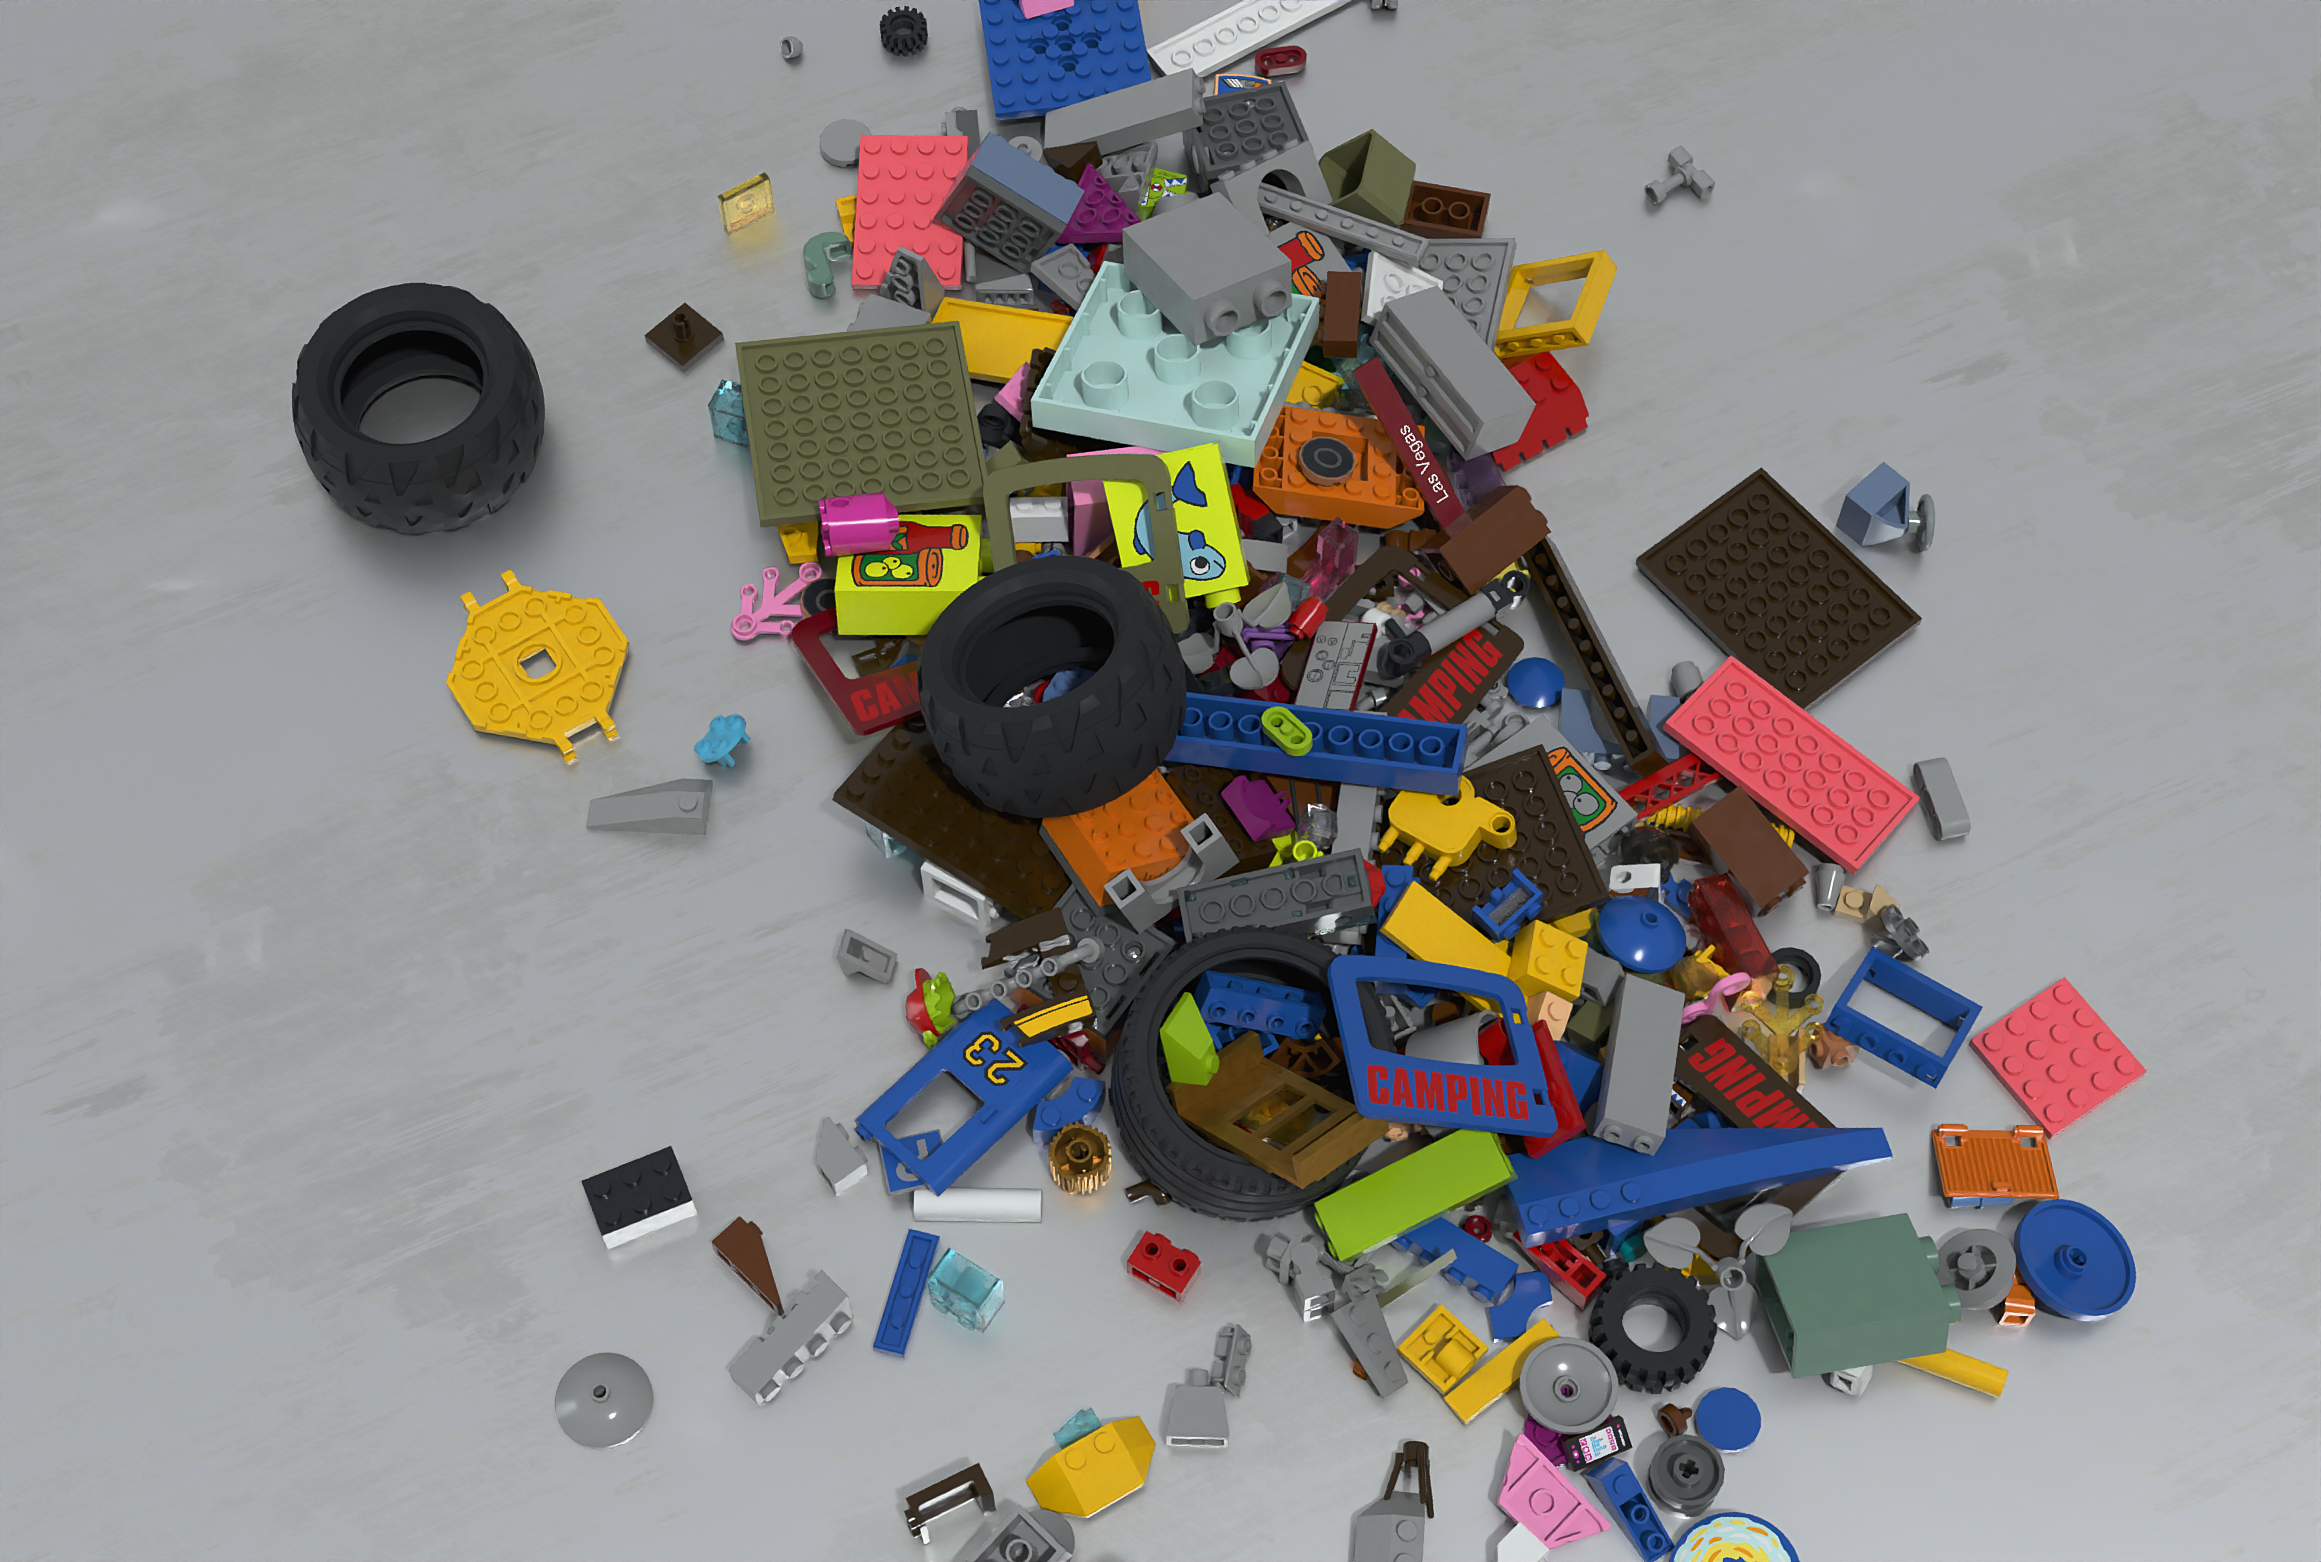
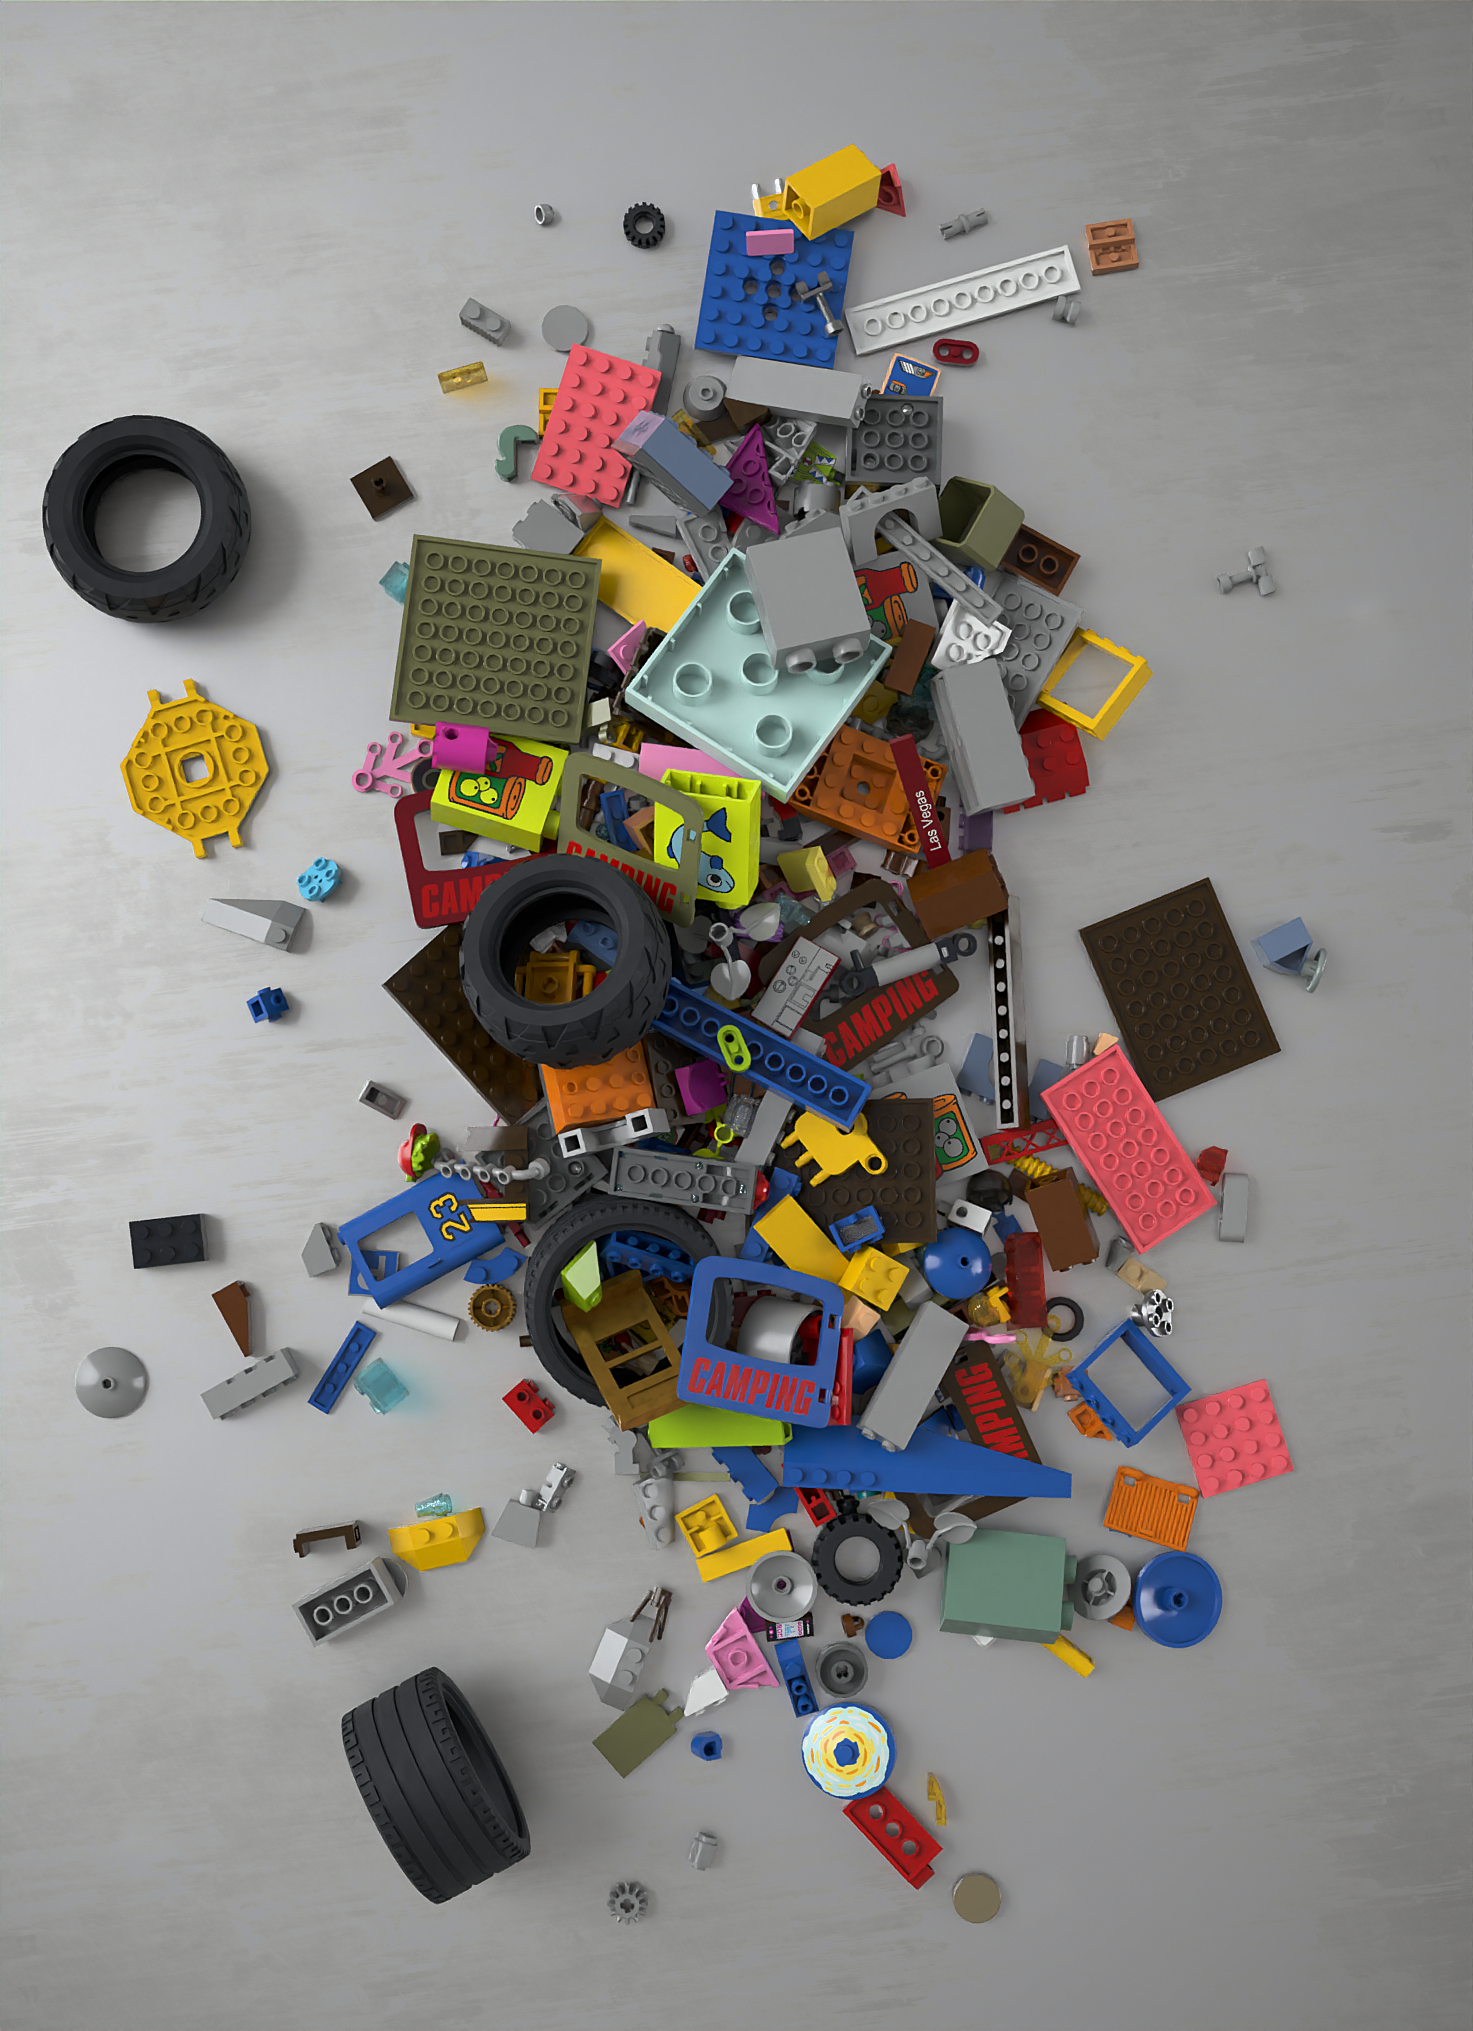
camera: 15 degrees right, 25 degrees up
(695, 889) = (268, 1005): none -> blue brick
(755, 153) = (485, 322): none -> light grey brick
(1141, 53) = (833, 327): none -> flat silver bar
(1304, 558) = (808, 870): none -> light yellow bracket
(1307, 618) = (789, 935): red brick -> none
(1326, 461) = (852, 793): tile -> none
(1379, 617) = (845, 943): white piece -> none
(1535, 683) = (961, 1014): blue dish -> none
(1714, 660) = (1103, 1042): none -> light nougat slope
(1872, 1089) = (1088, 1422): none -> orange slope
(1895, 756) = (1212, 1163): none -> clear red piece

